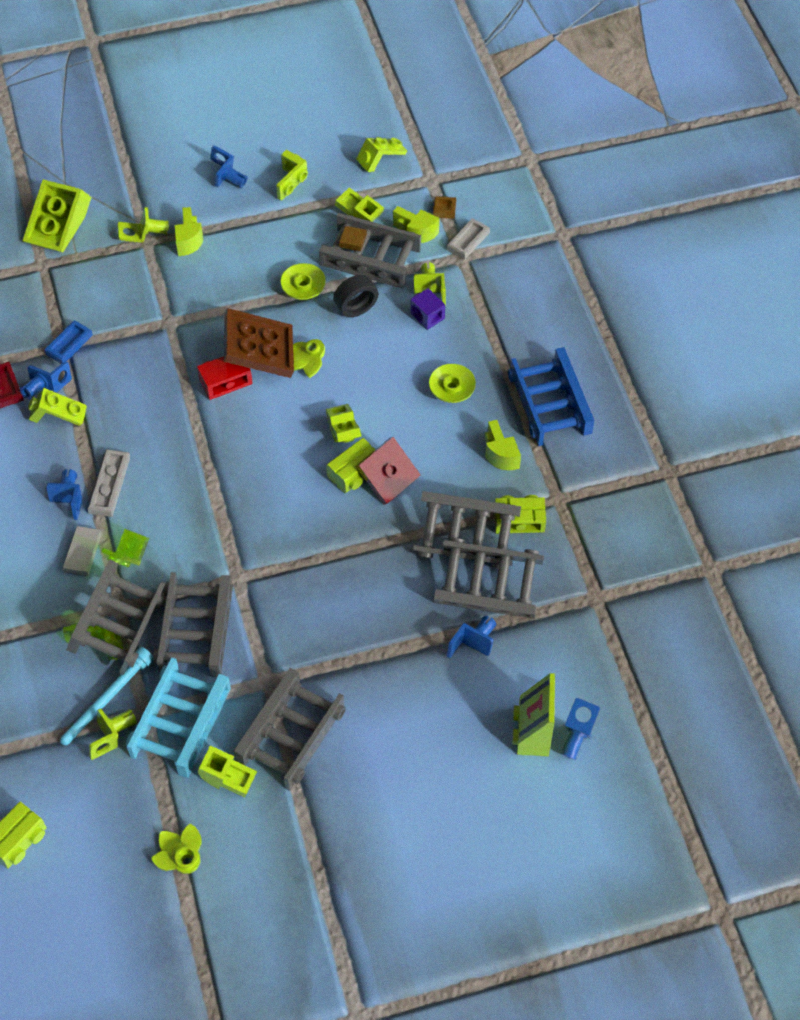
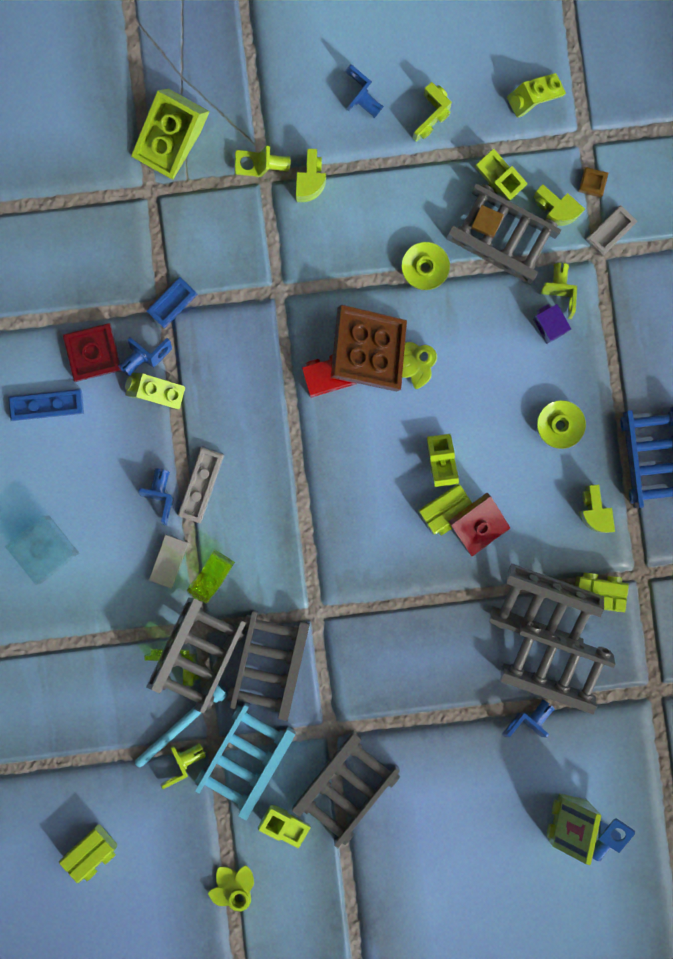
camera: 10 degrees right, 30 degrees up
(350, 288) = (479, 300): black tyre -> none

